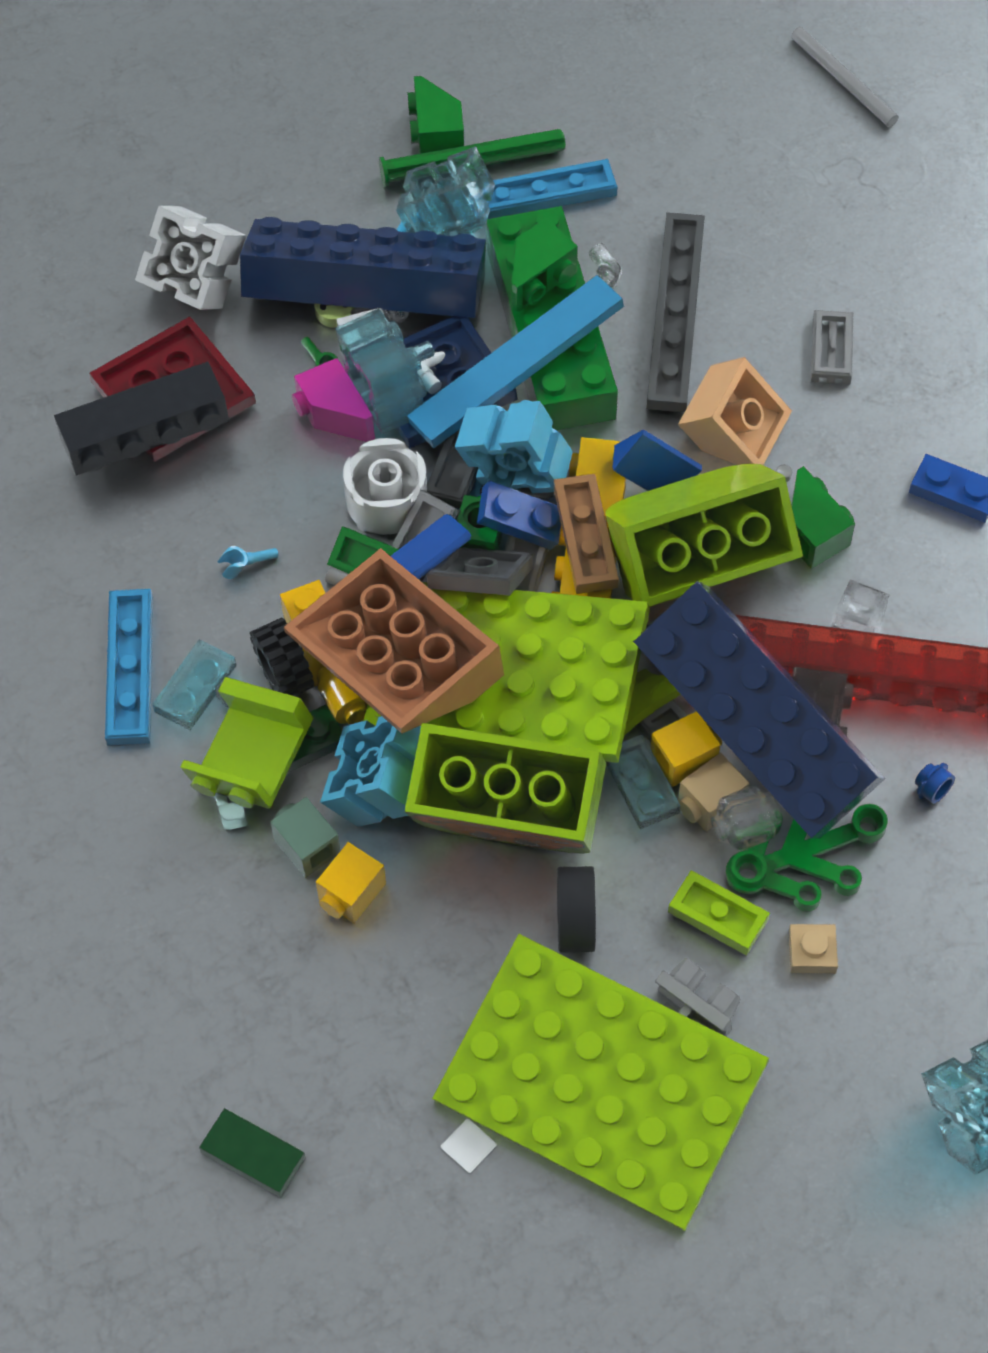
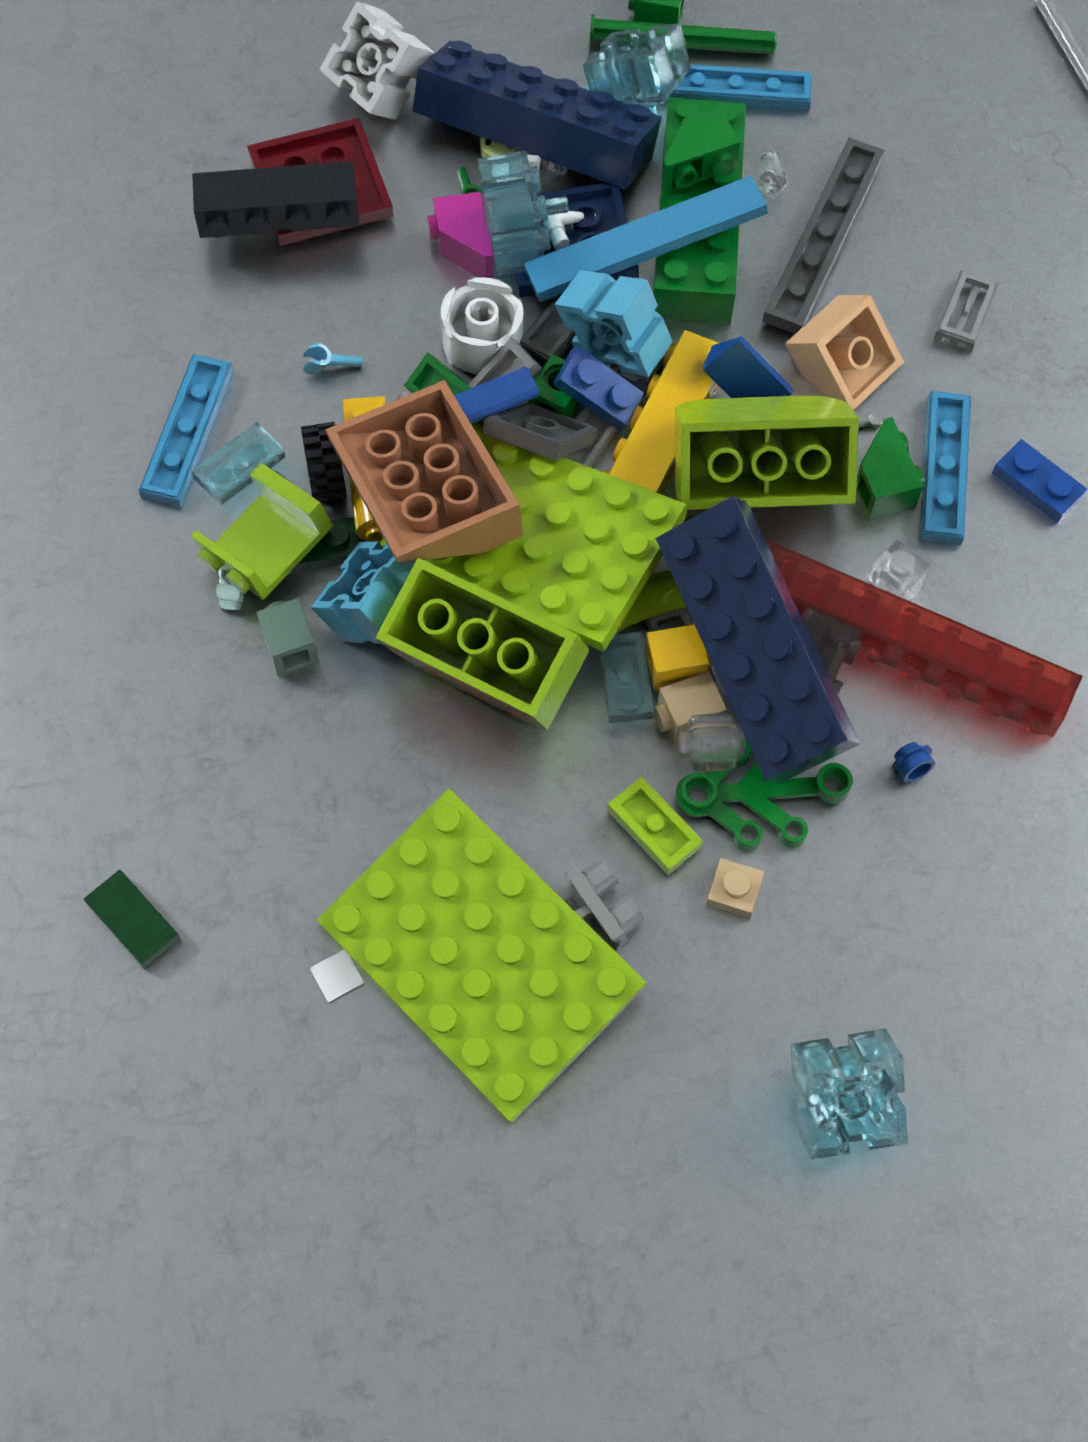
camera: 15 degrees right, 5 degrees up
(350, 883) = (313, 693): yellow brick -> none
(576, 909) = (514, 781): black tyre -> none
(585, 534) = (652, 423): medium nougat plate -> none
(866, 499) = (945, 468): none -> dark azure tile

